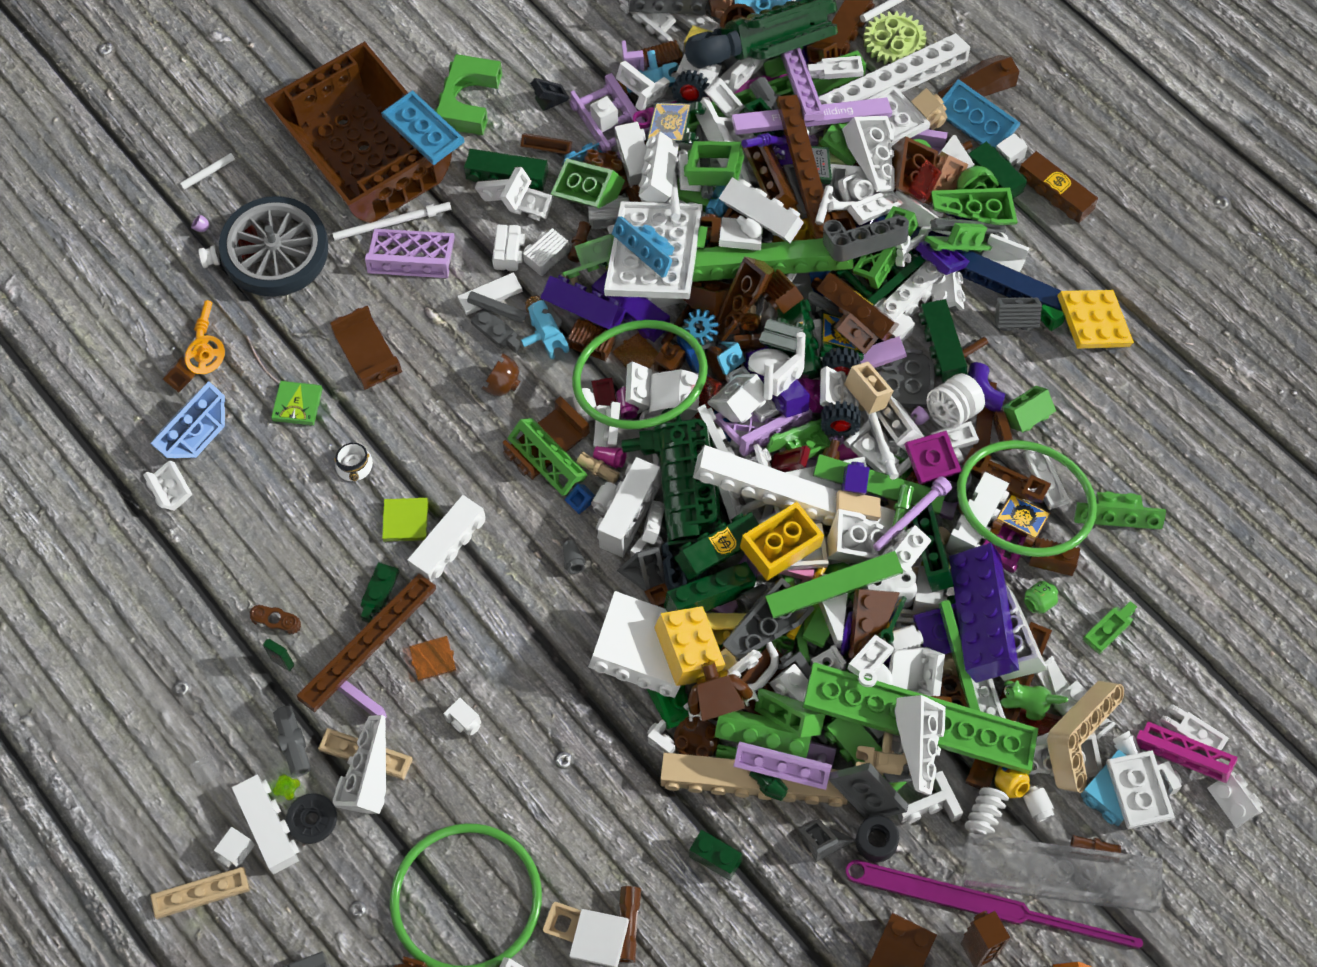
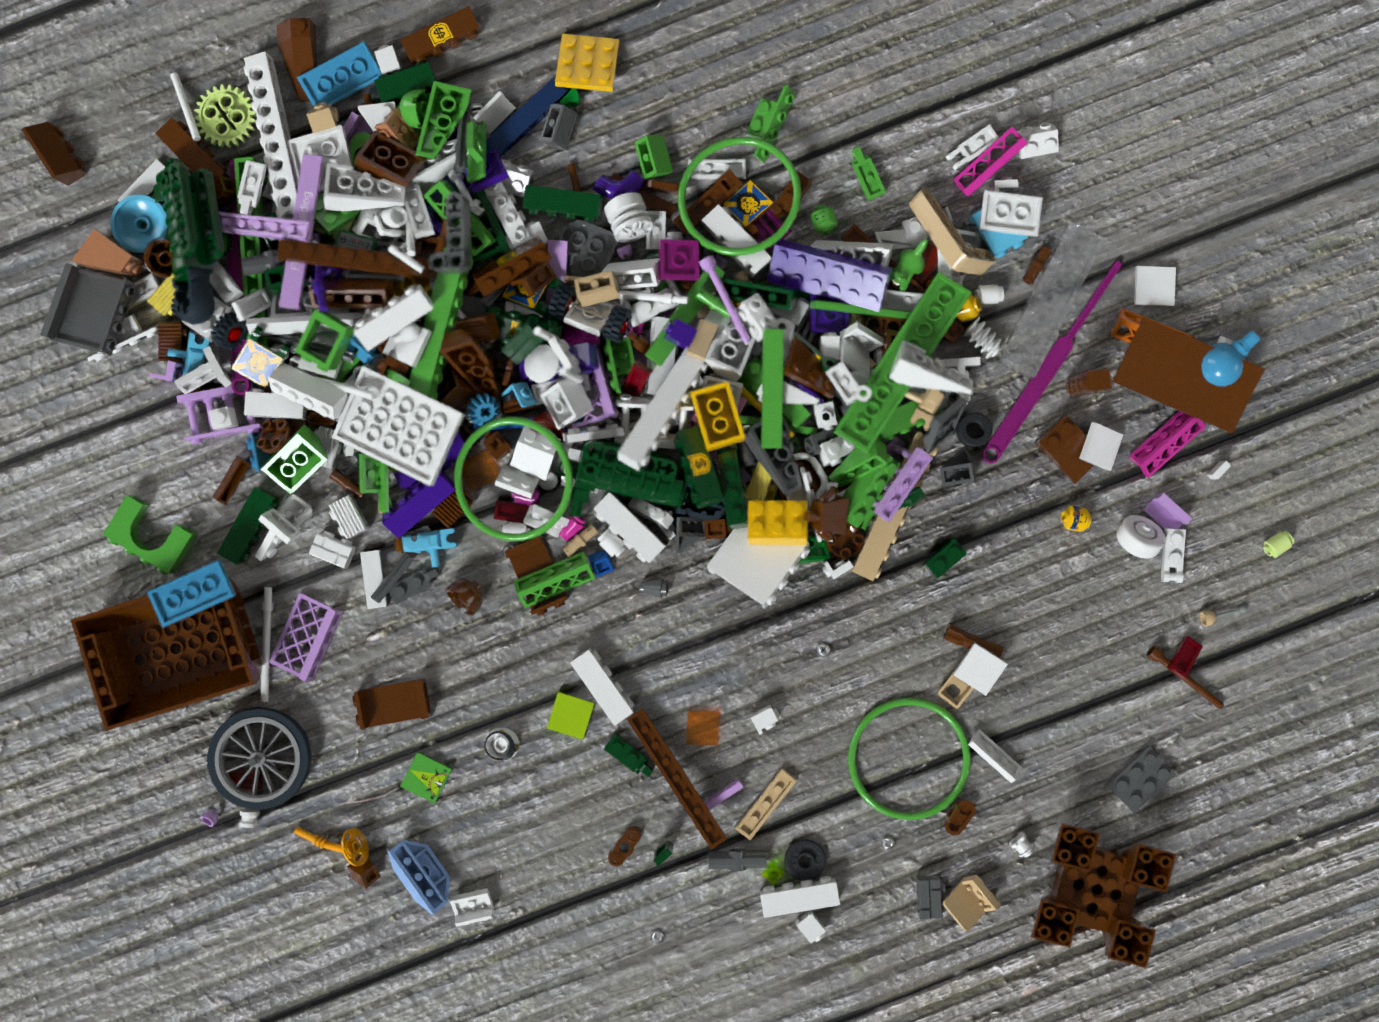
camera: 75 degrees left, 25 degrees up
(199, 892) = (835, 960): tan tile -> none
(207, 171) = (151, 797): white bar -> none
(365, 780) = (792, 812): white wedge -> none
(548, 93) = (175, 459): black slope -> none
(645, 244) = (396, 432): dark azure bracket -> none
(925, 181) = (405, 156): clear red tile -> none
(1127, 743) = (968, 205): white cone -> none

